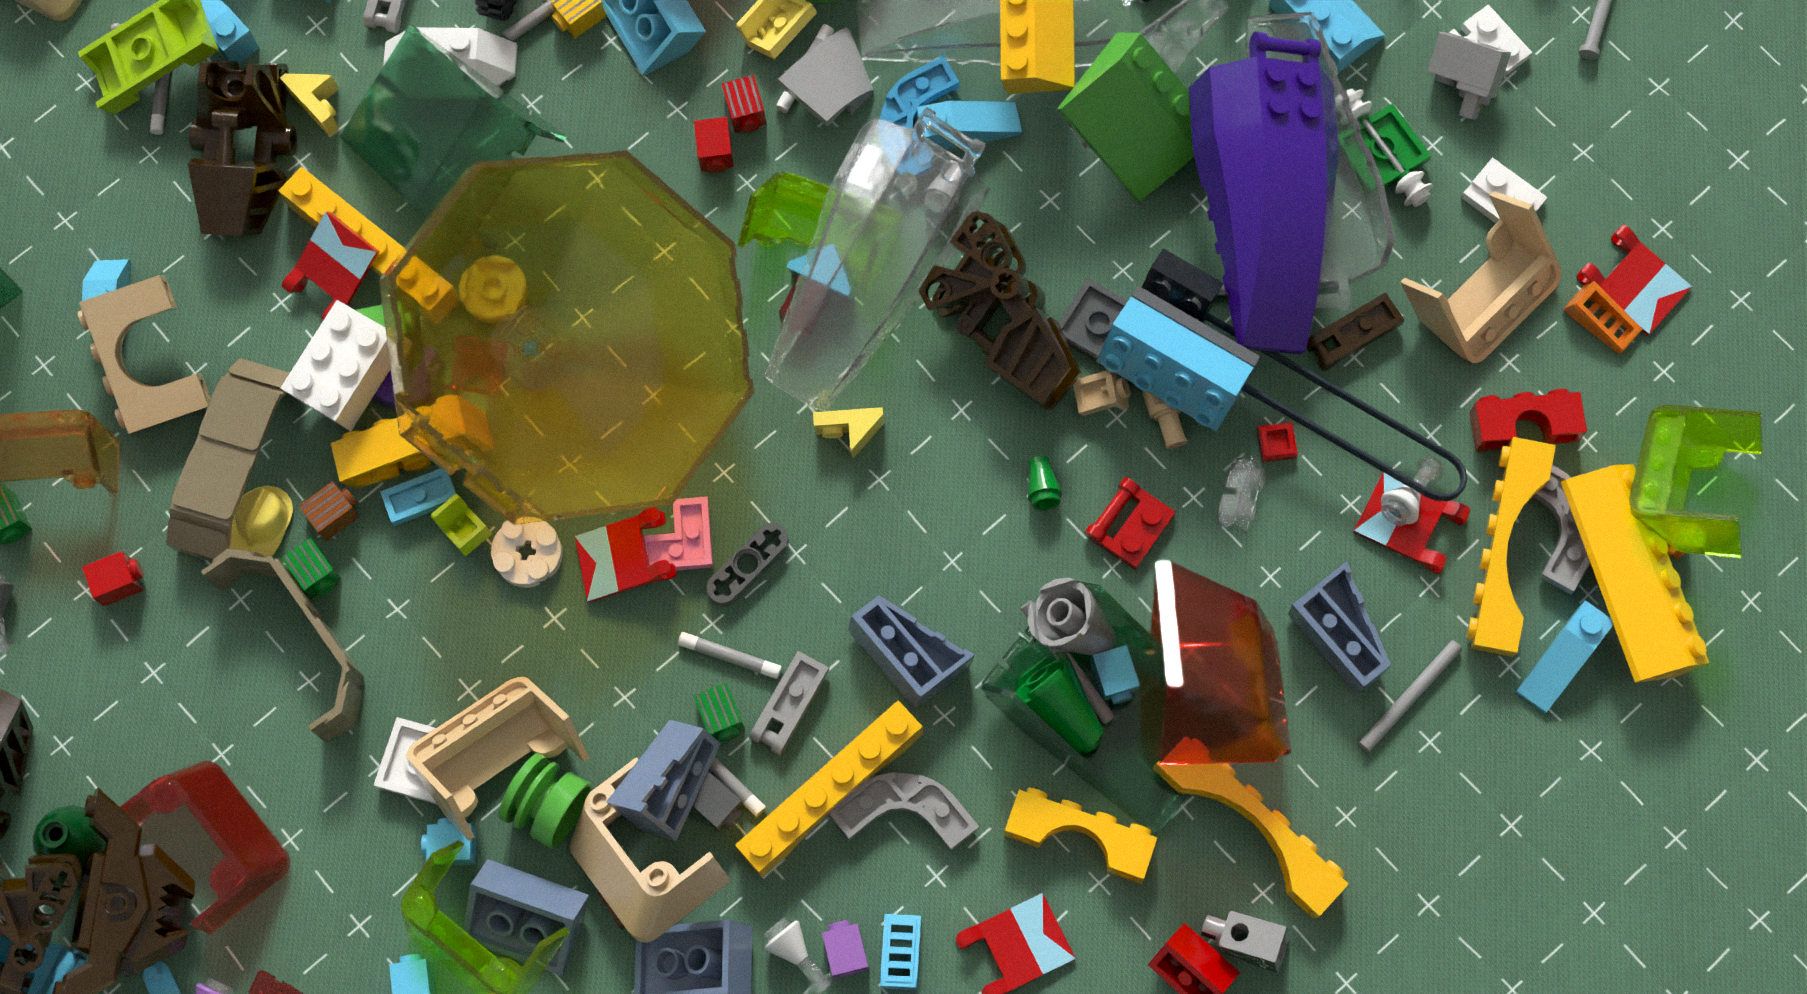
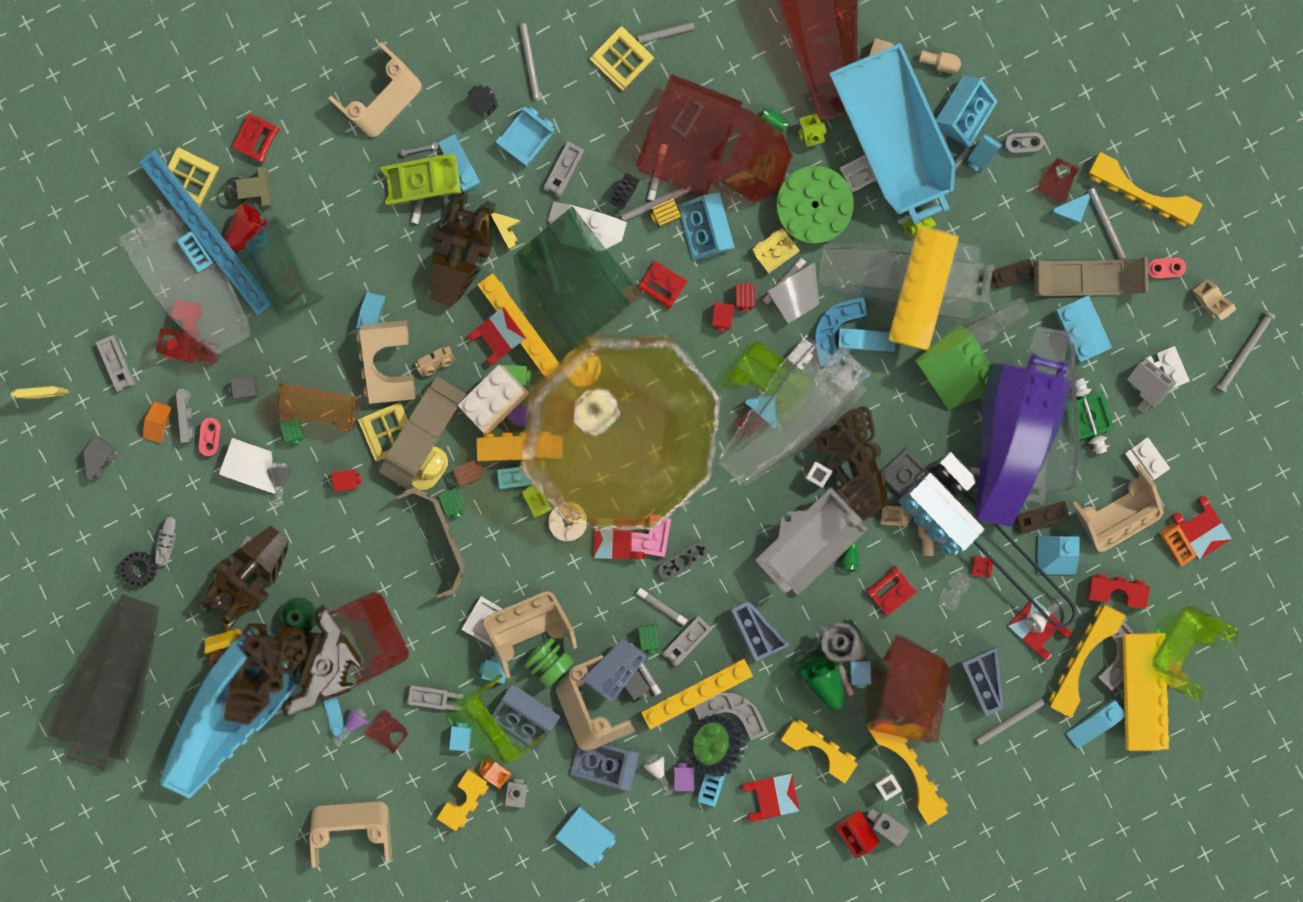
camera: 10 degrees right, 15 degrees up
(142, 488) = (369, 432): none -> light yellow piece
(244, 338) = (443, 358): none -> tan hinge
(346, 925) = (432, 697): none -> light grey hinge
(604, 115) = (665, 279): none -> red plate
(860, 424) = (762, 500): light yellow slope -> none
(887, 868) = (716, 745): none -> wheel
(946, 355) = (818, 474): none -> white brick
(965, 462) = (811, 542): none -> light grey piece
(1224, 864) = (887, 786): none -> white brick
(1404, 384) = (1058, 554): none -> medium azure slope

